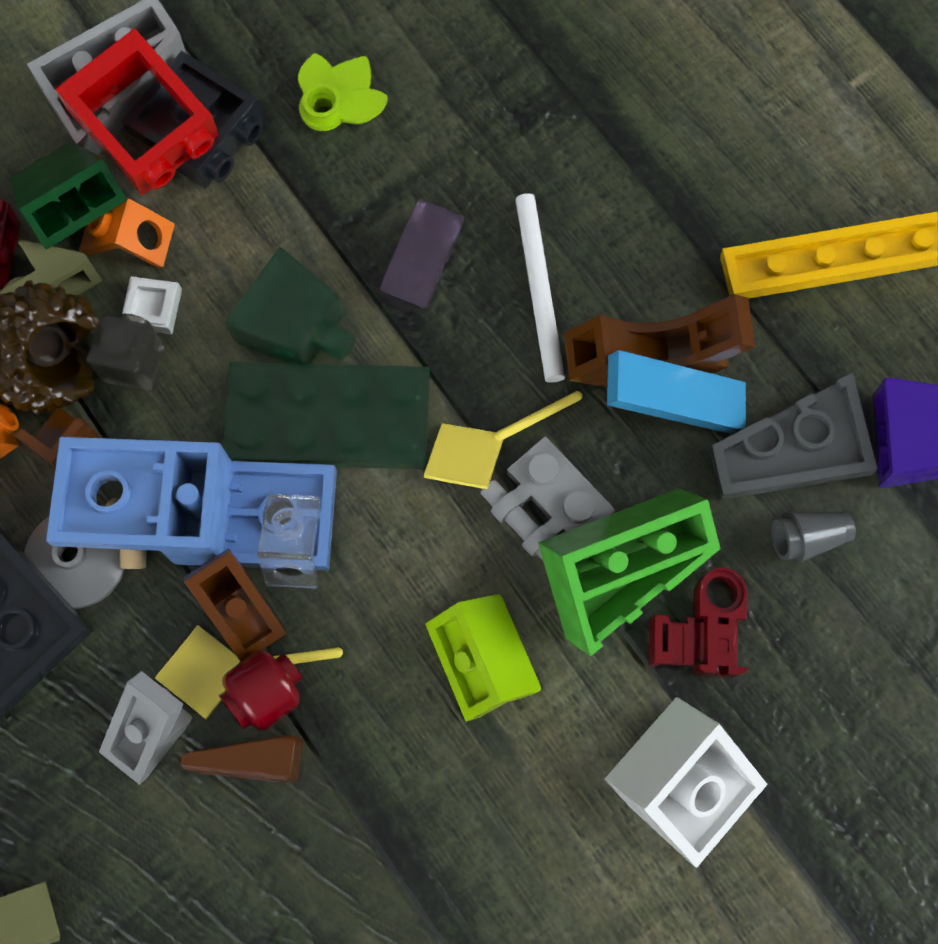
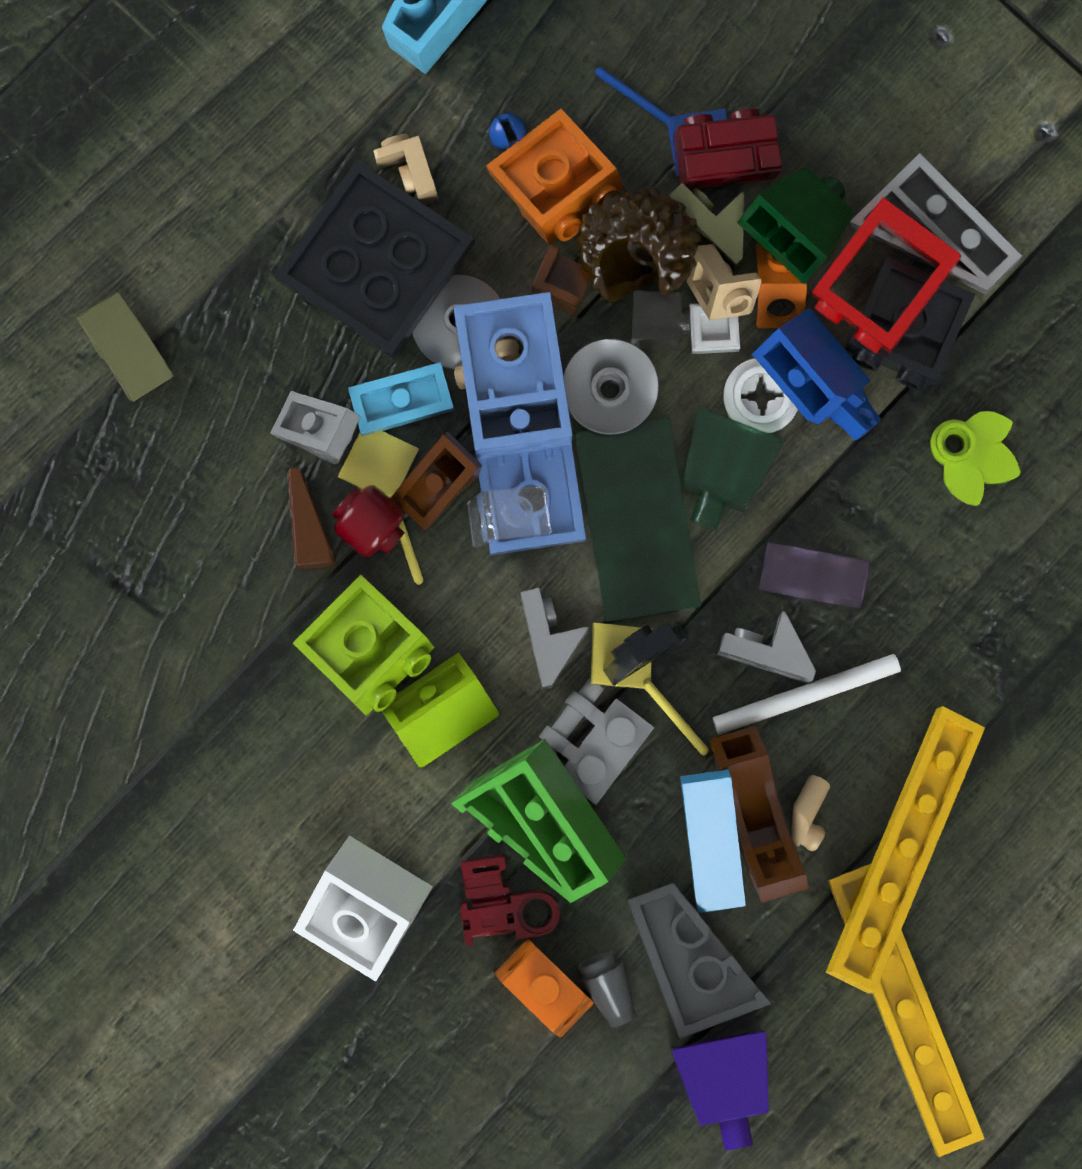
camera: 70 degrees right, 10 degrees up
(111, 282) = (718, 290): none -> tan bracket
(138, 629) = (401, 399): none -> medium azure plate
(178, 390) = (613, 363): none -> light grey dish
(219, 256) = (744, 381): none -> white gear
(223, 208) = (818, 374): none -> blue hinge
(397, 721) = (365, 646): none -> lime plate
(444, 527) = (553, 650): none -> light grey slope
(465, 422) = (643, 648): none -> black wing
(493, 298) = (783, 656): none -> light grey slope
(657, 304) = (804, 812): none -> tan arm
(721, 215) = (905, 850): none -> yellow plate
(803, 598) = (543, 988): none -> orange torso

